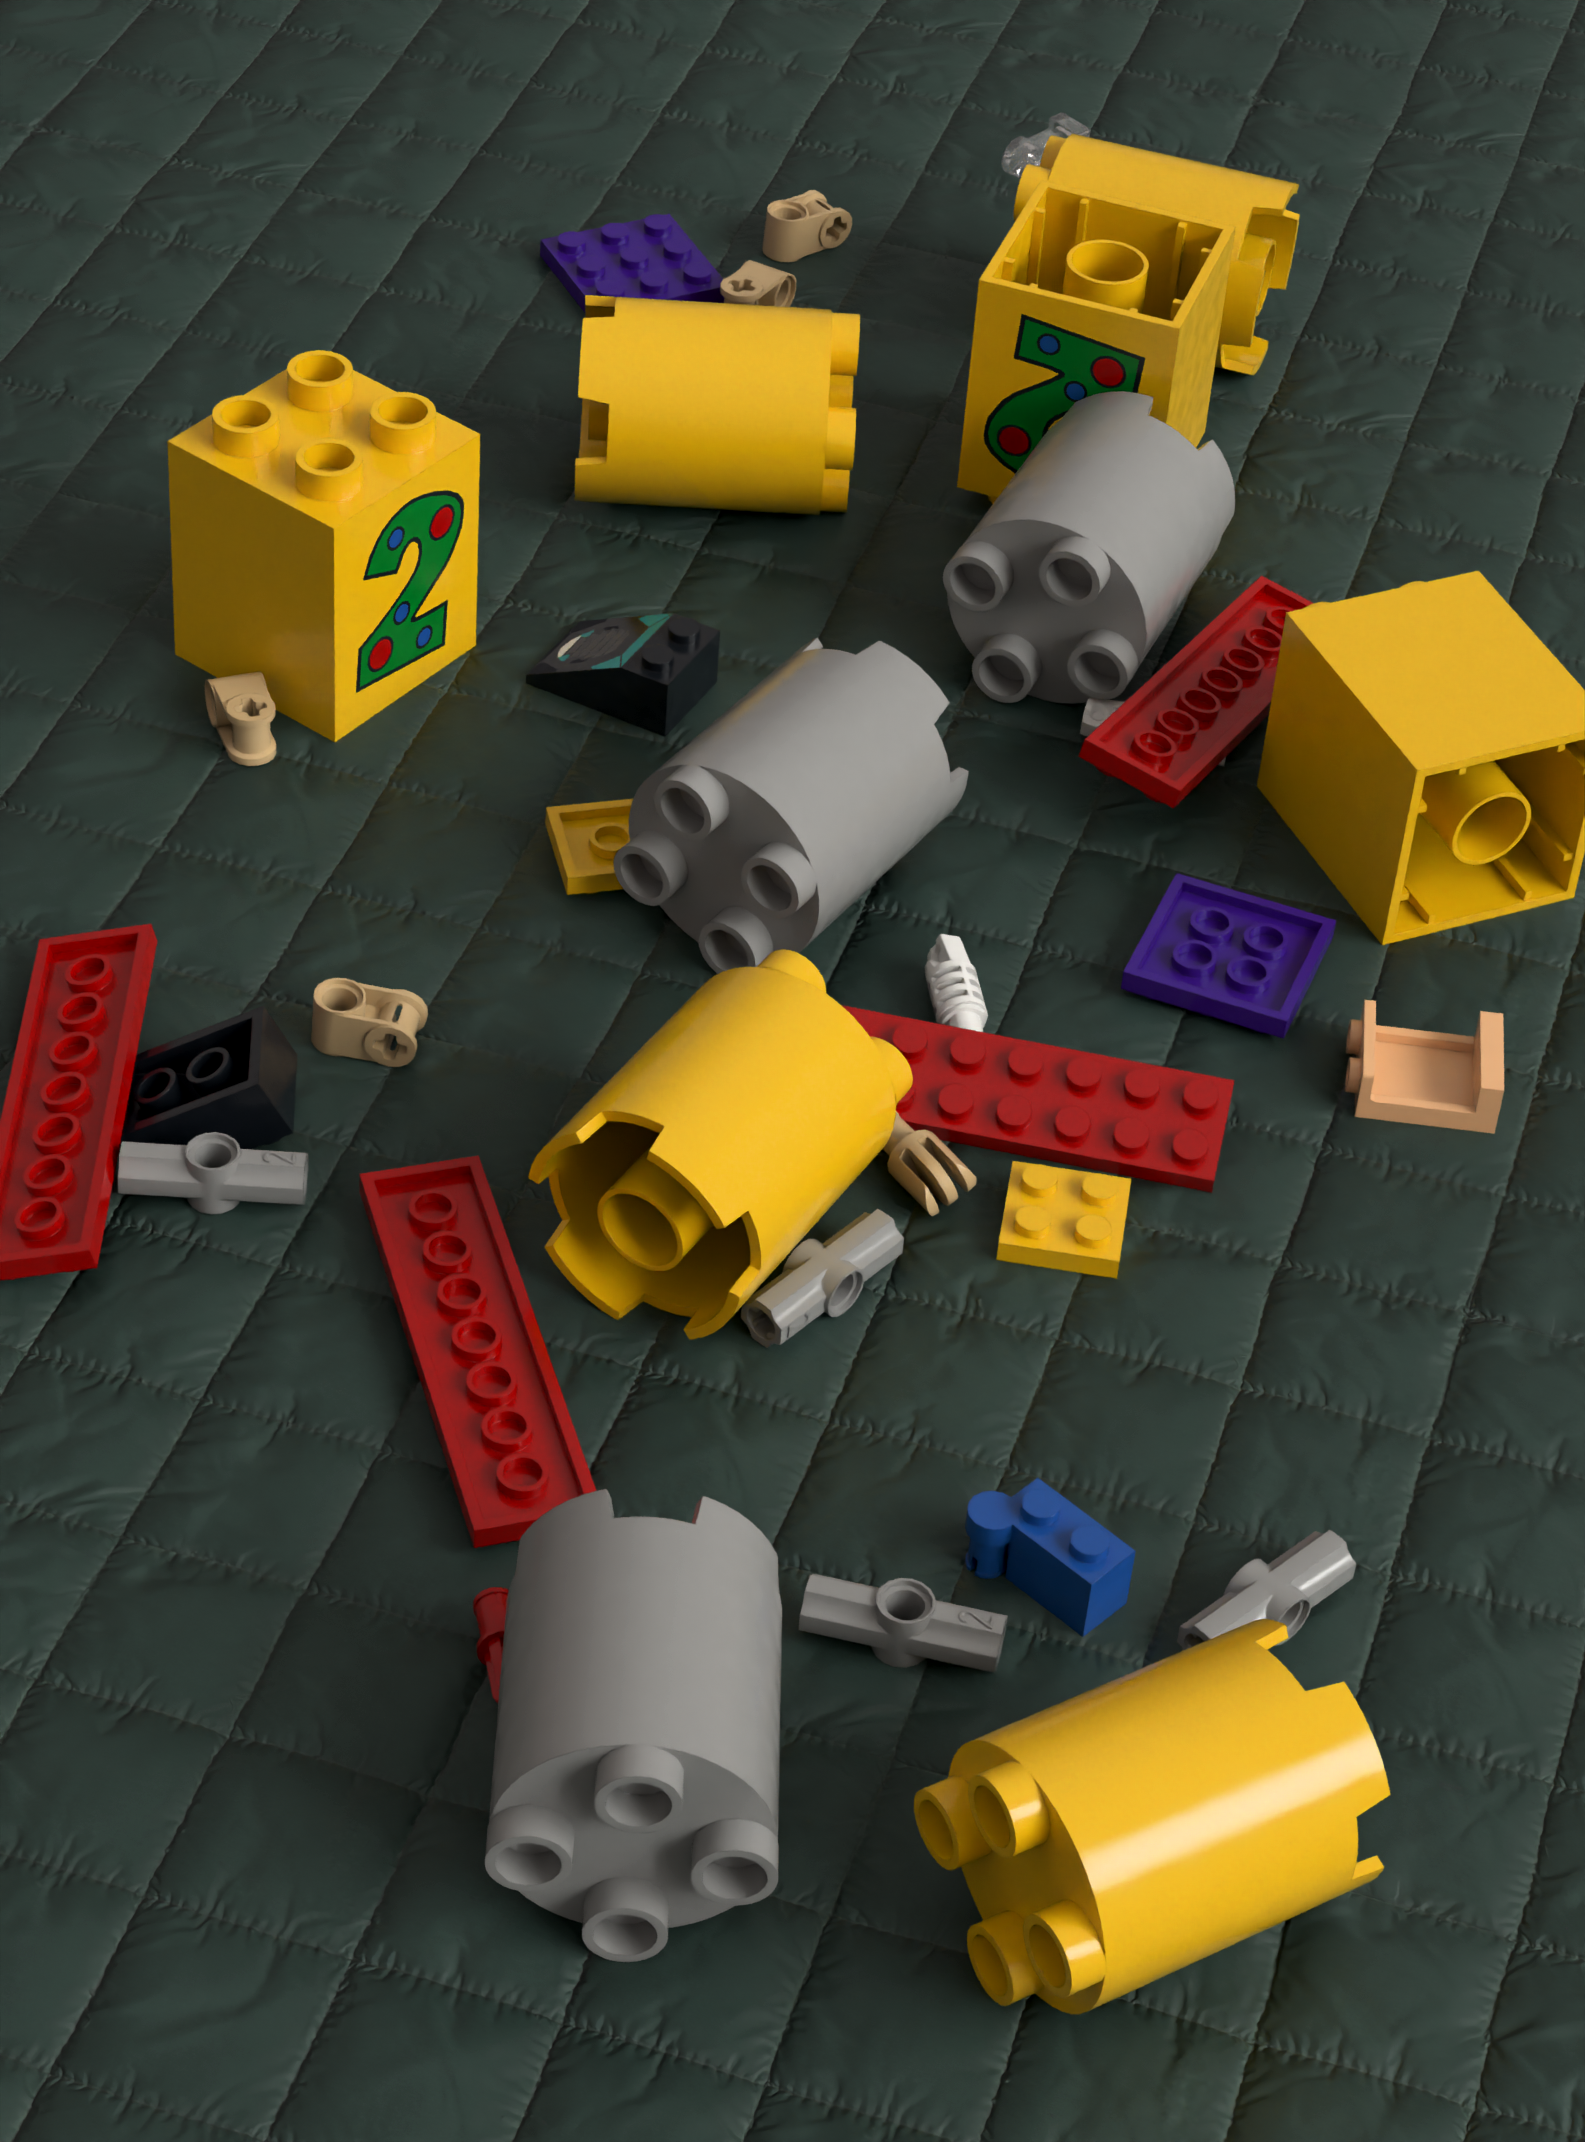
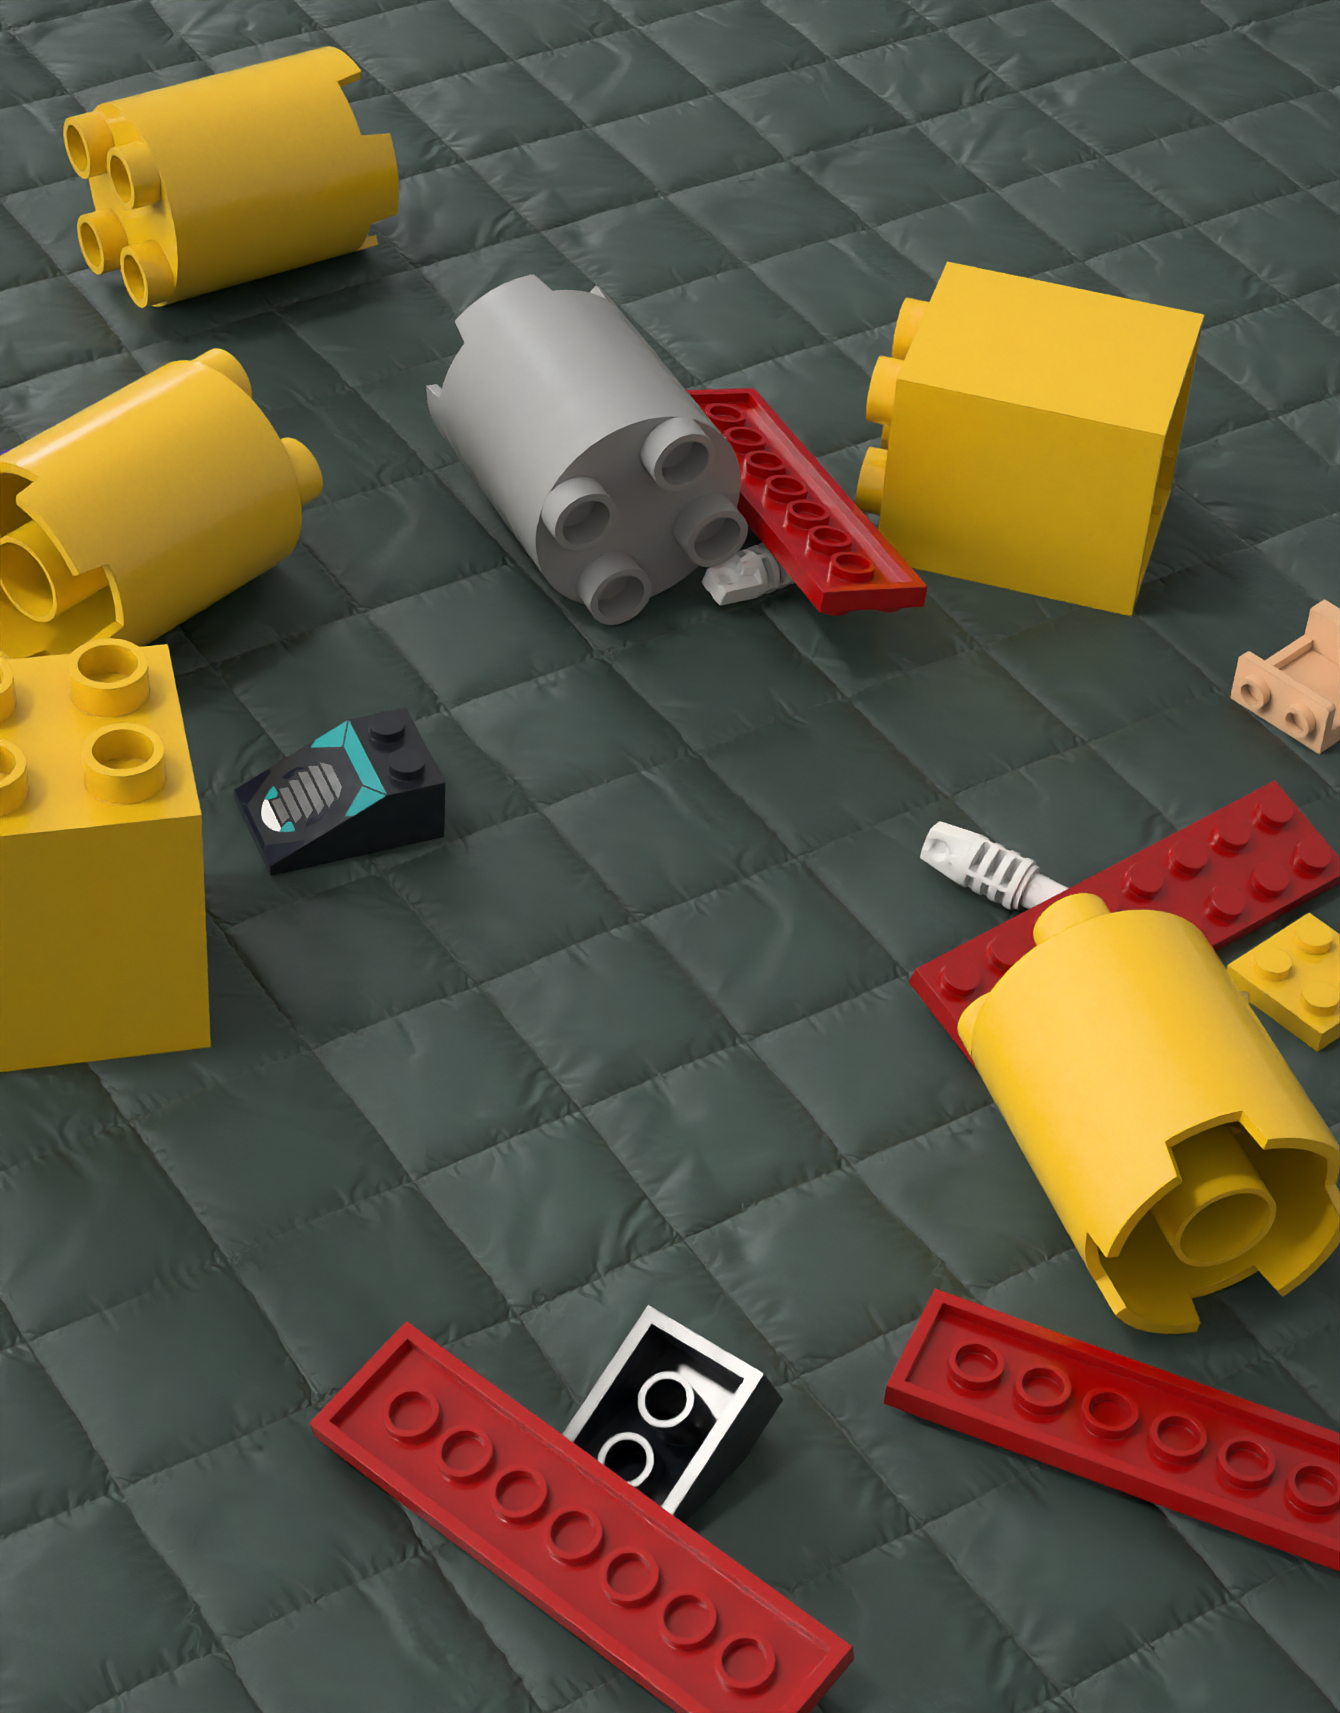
camera: 50 degrees left, 0 degrees up
(213, 1173) = (791, 1486): light grey piece -> none
(242, 715) = (120, 1076): tan piece -> none
(362, 1021) = (669, 1258): tan piece -> none
(586, 842) = (579, 954): yellow plate -> none
(792, 803) = (739, 800): light grey brick -> none
(1084, 305) = (361, 258): yellow brick -> none
(1228, 955) = (1086, 696): dark purple plate -> none

